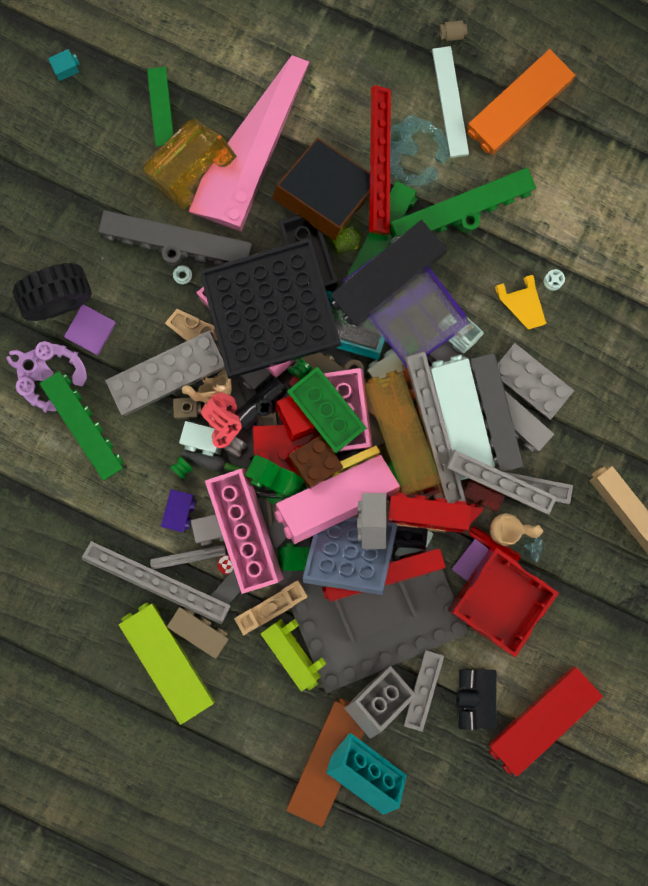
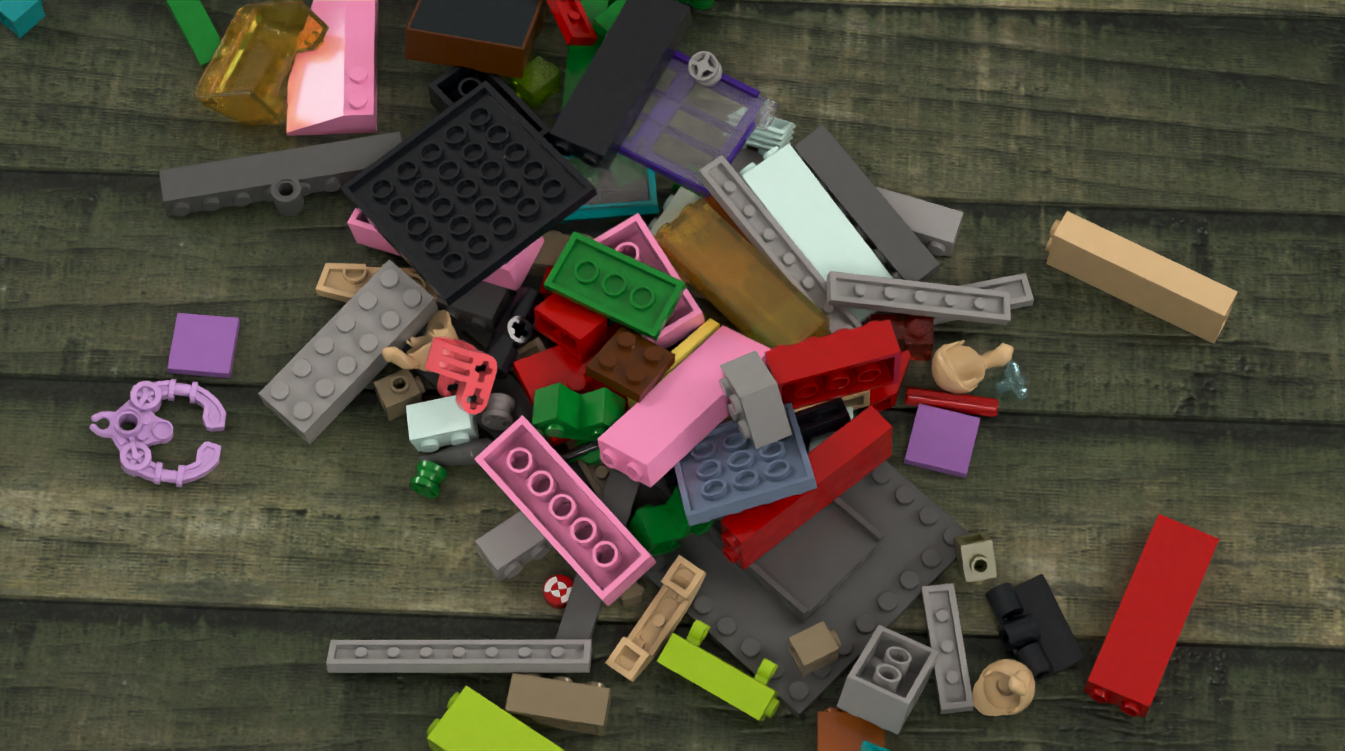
camera: 20 degrees left, 20 degrees down
(52, 291) = (127, 297): black tyre -> none
(82, 426) = (248, 477): green brick -> none
(178, 511) = (449, 541): dark purple brick -> none
(180, 269) = (313, 210): light aqua plate -> none
(188, 557) = (494, 603): light grey axle -> none
(299, 368) = (547, 255): green wheel -> none
(349, 664) = (814, 648): none -> dark tan brick
(437, 287) = (702, 63): none -> light grey wheel
(444, 730) = (1004, 688): none -> tan piece
(462, 647) = (975, 558): none -> olive brick
(503, 601) = (1003, 468): red tile -> none
(523, 303) = (833, 67): yellow flag -> none
(533, 382) = (903, 163): light grey plate -> none
(556, 277) = (857, 16): light aqua wheel -> none

